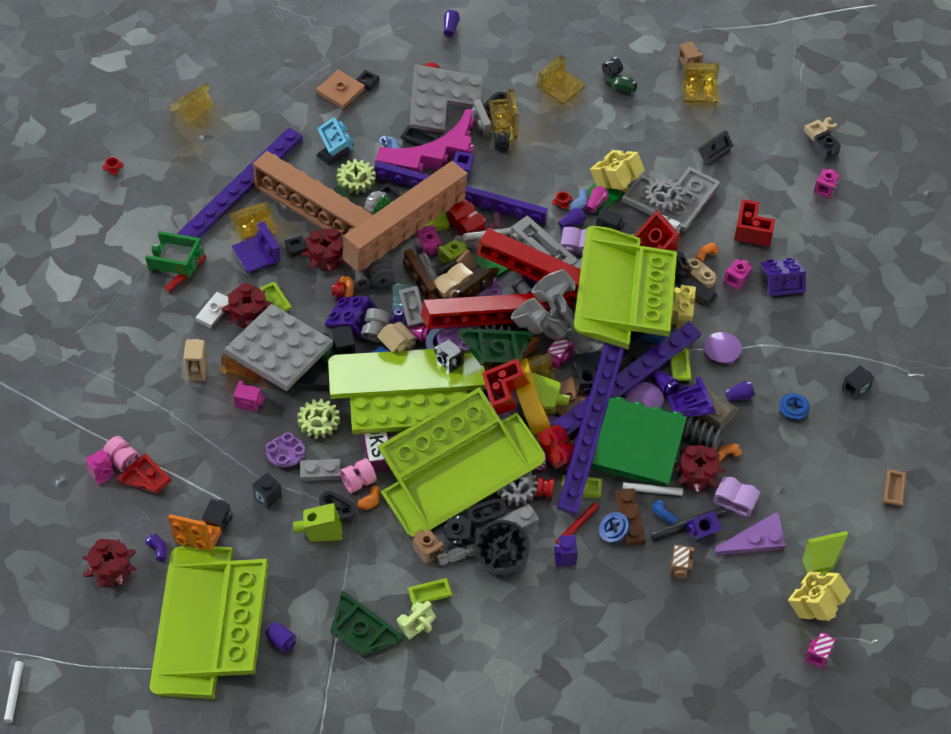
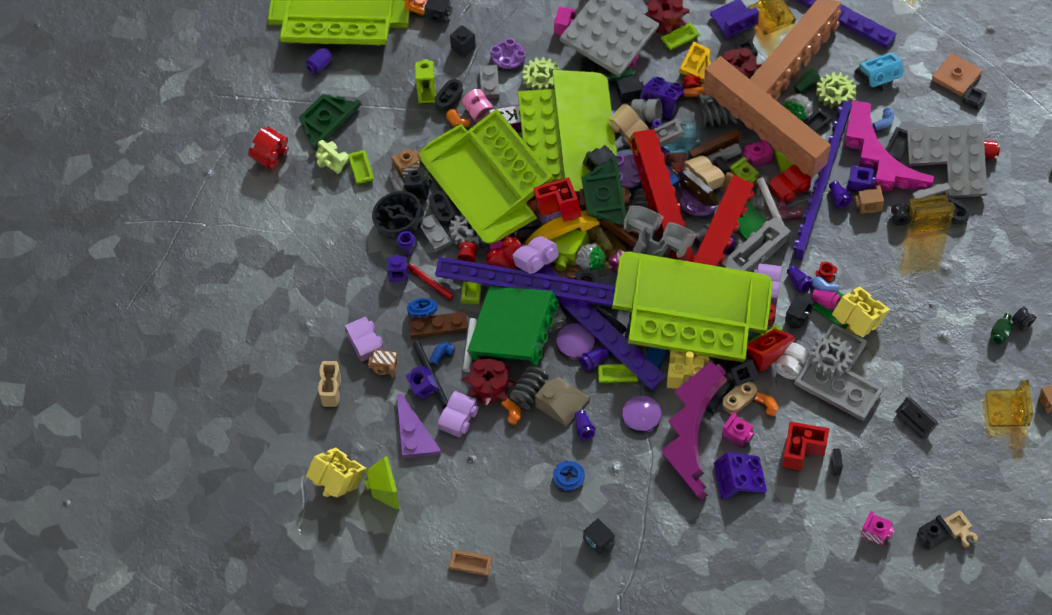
camera: 95 degrees right, 5 degrees up
(312, 284) = (696, 61): none -> yellow wing
(407, 679) = (268, 147): none -> red brick
(480, 182) = (840, 195): none -> dark purple cone
(485, 160) = (869, 200): none -> medium nougat brick
(538, 538) = (406, 243): none -> dark purple cone
(558, 82) = (993, 266): clear yellow bracket -> none
(561, 371) = (590, 257): none -> piece
(565, 412) = (536, 254): none -> lavender brick
(653, 581) = (363, 338): none -> lavender brick
(692, 400) = (565, 373): dark purple wing -> none
(710, 608) = (329, 383): none -> tan brick
(765, 311) = (684, 451): none -> magenta arch
(766, 204) = (836, 459): none -> black tile
(820, 650) = (285, 477): dark pink brick -> none

